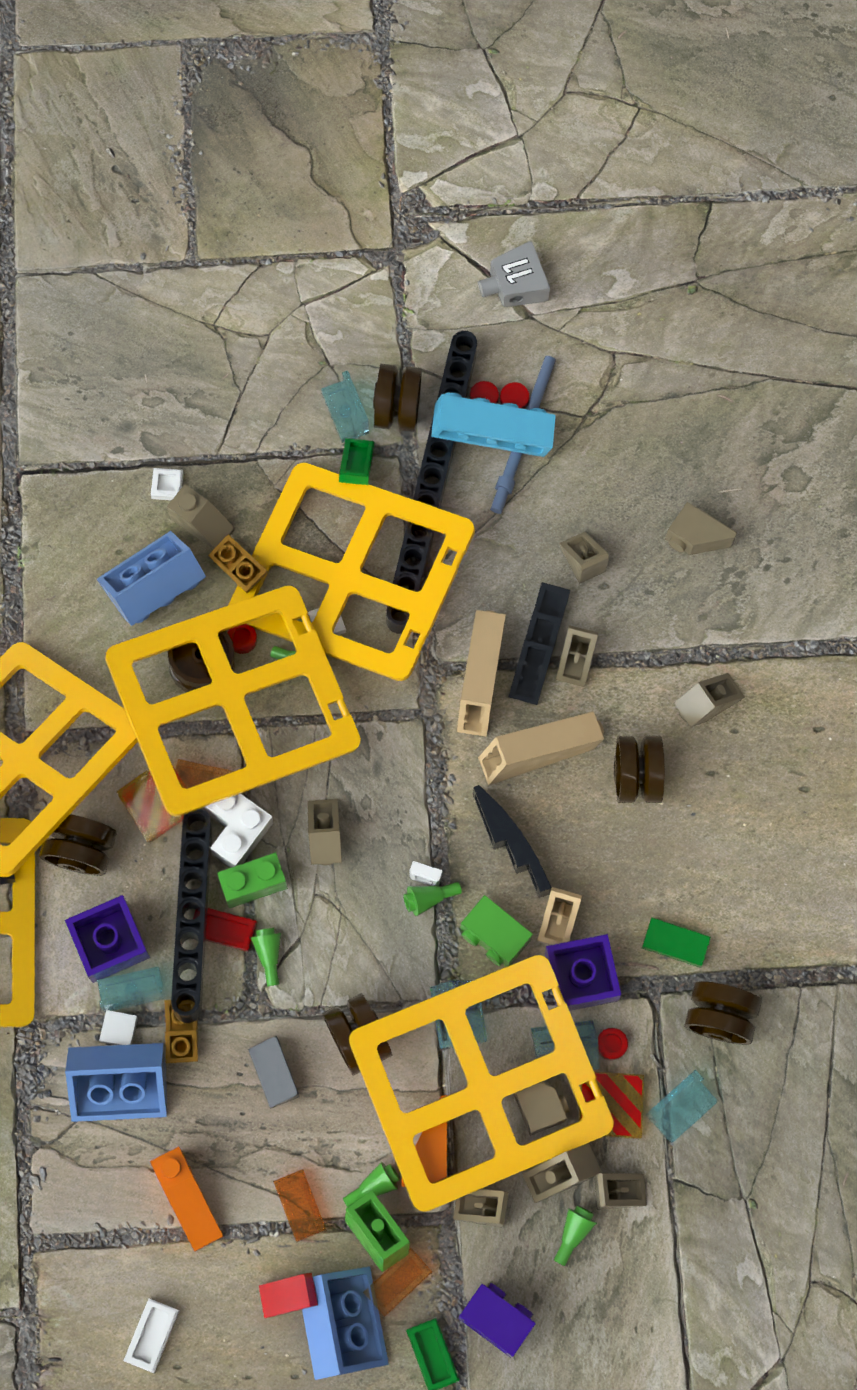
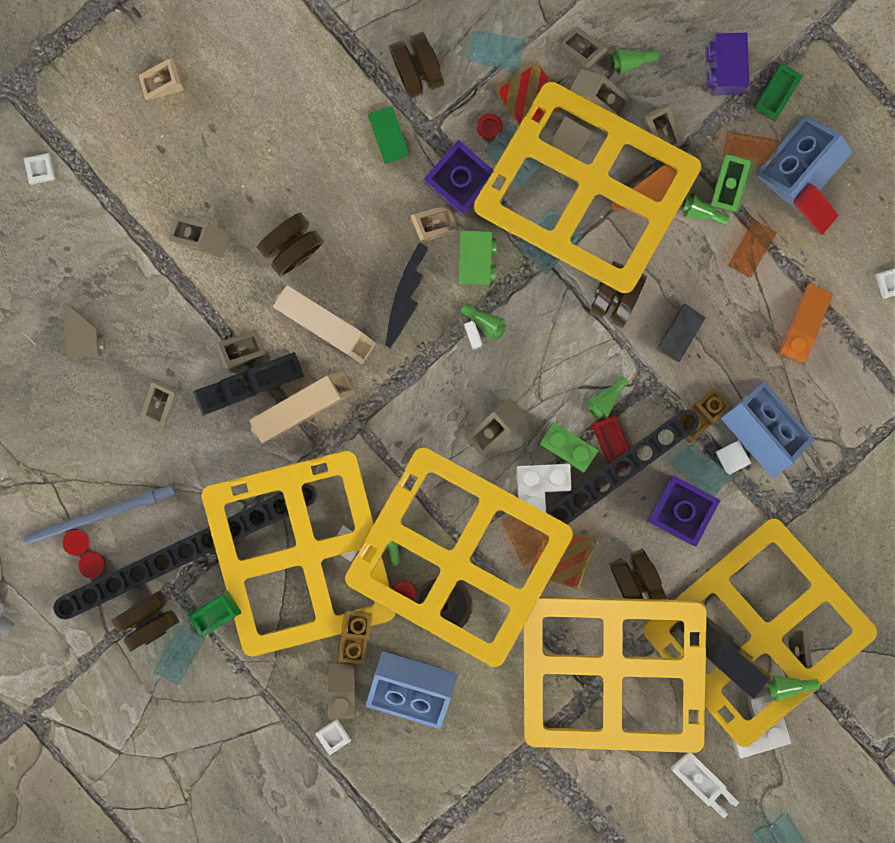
camera: 130 degrees left, 15 degrees up
(493, 424) = (114, 535): medium azure brick -> none

